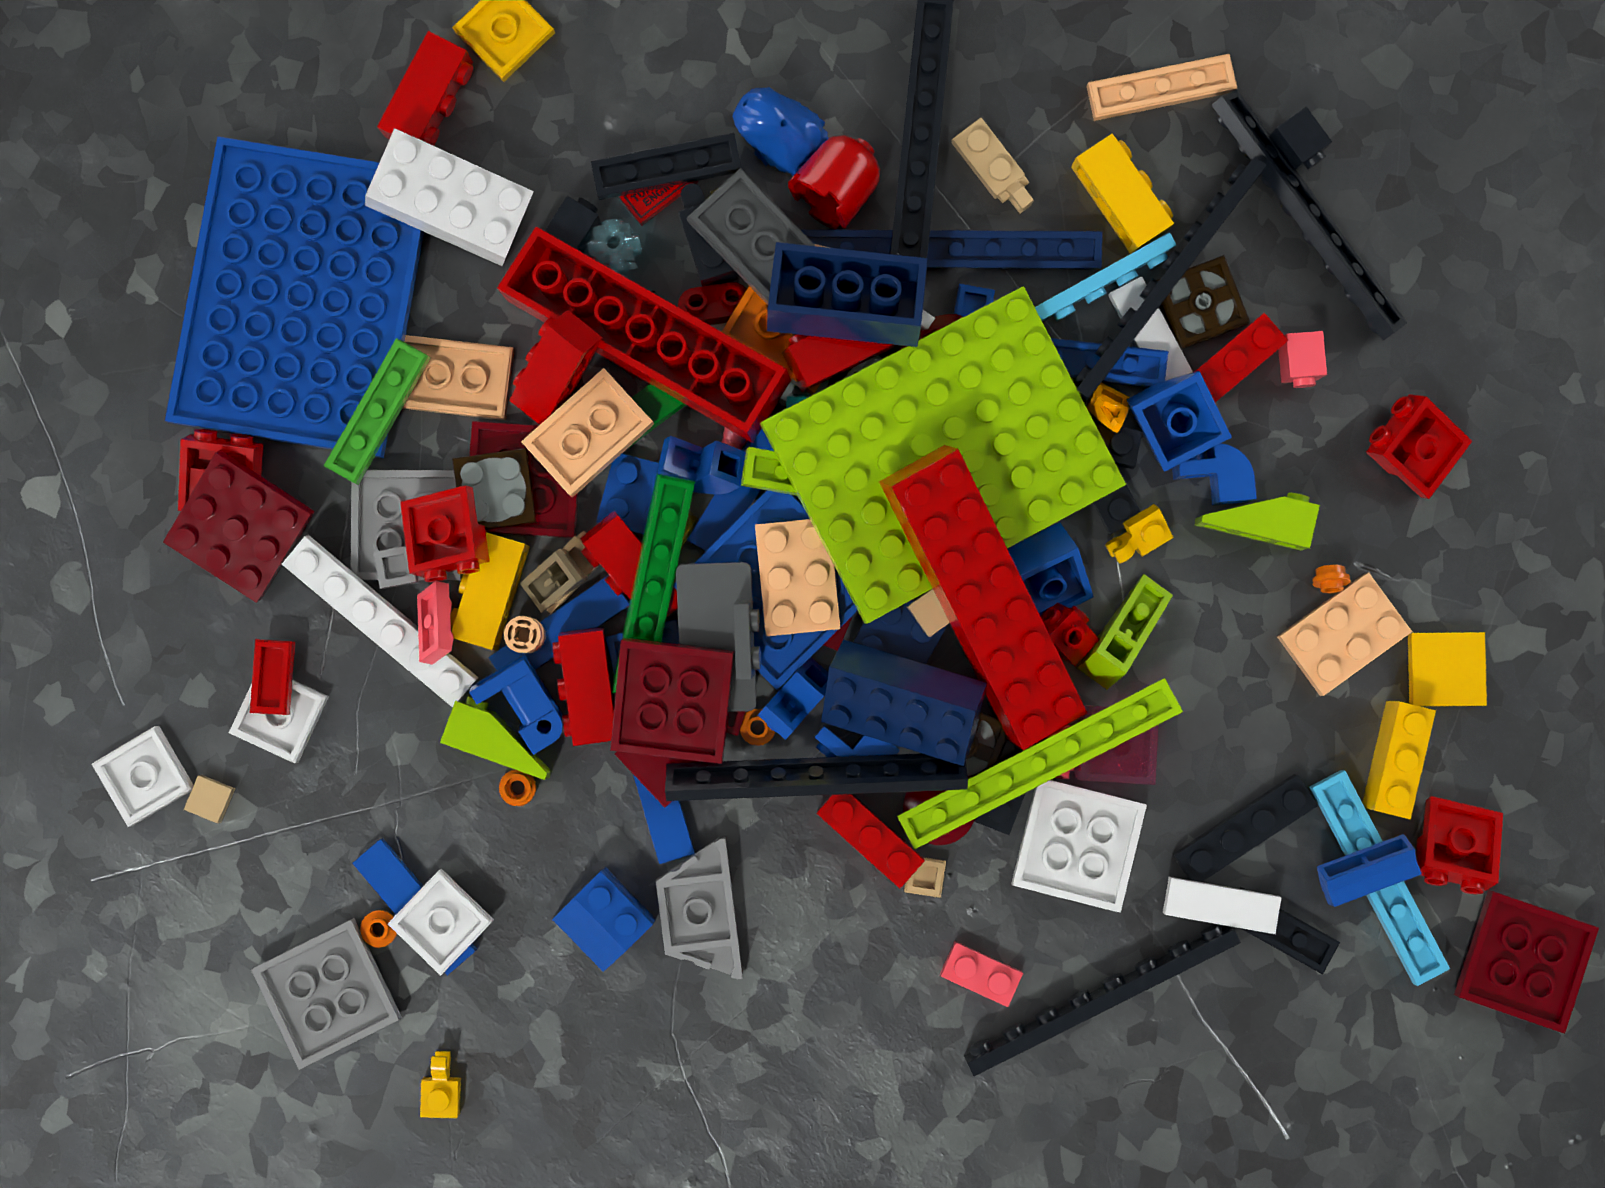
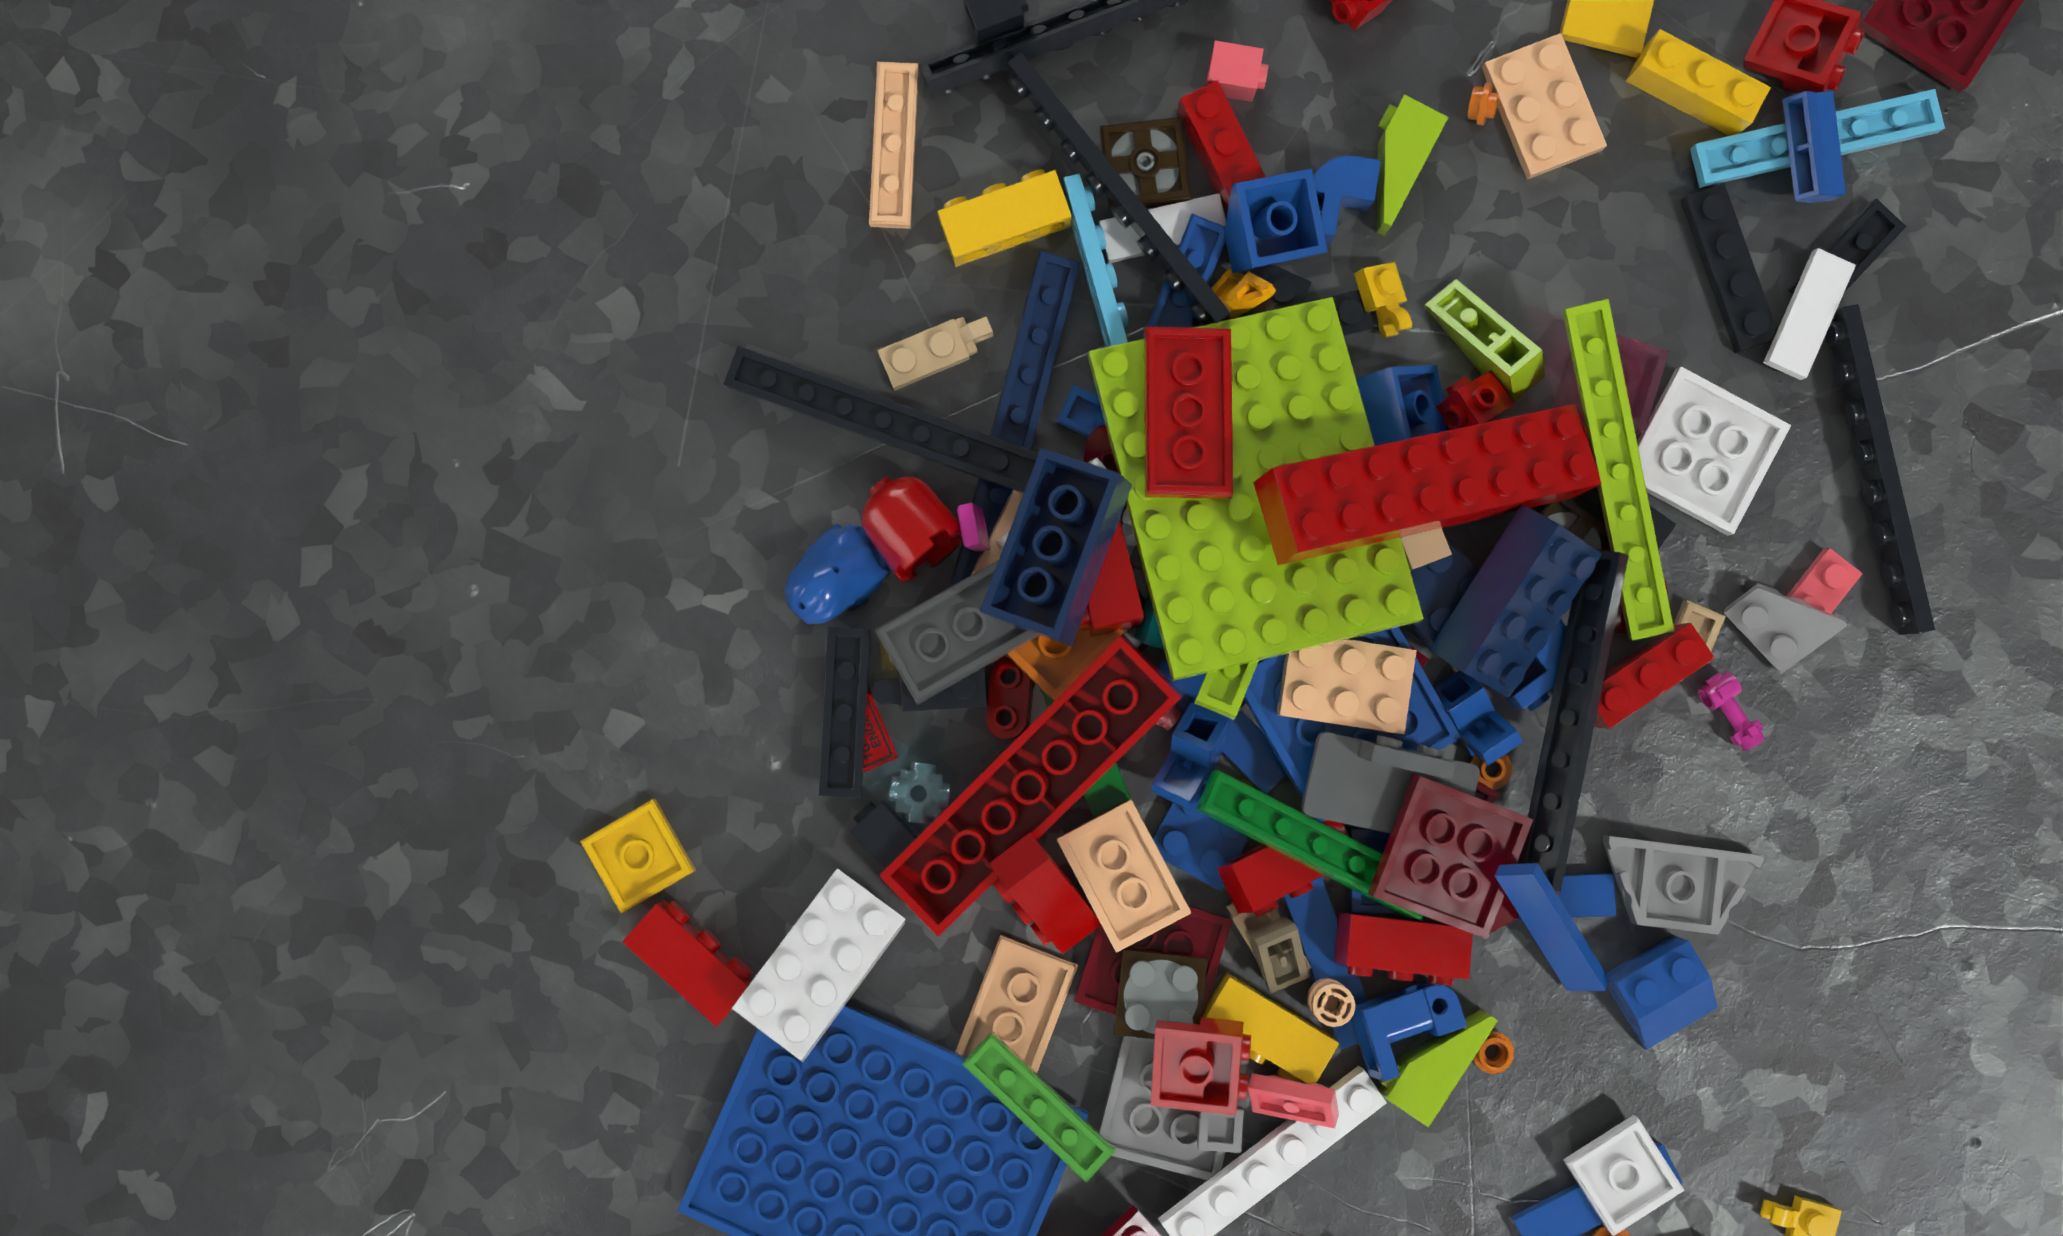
camera: 80 degrees left, 0 degrees up
(634, 804) = (1552, 927): none -> blue tile
(849, 230) = (973, 527): none -> dark pink tile
(873, 908) = (1720, 692): none -> dark pink bar
(944, 946) = (1781, 625): none -> light grey wing
(991, 379) = (1188, 413): none -> red tile

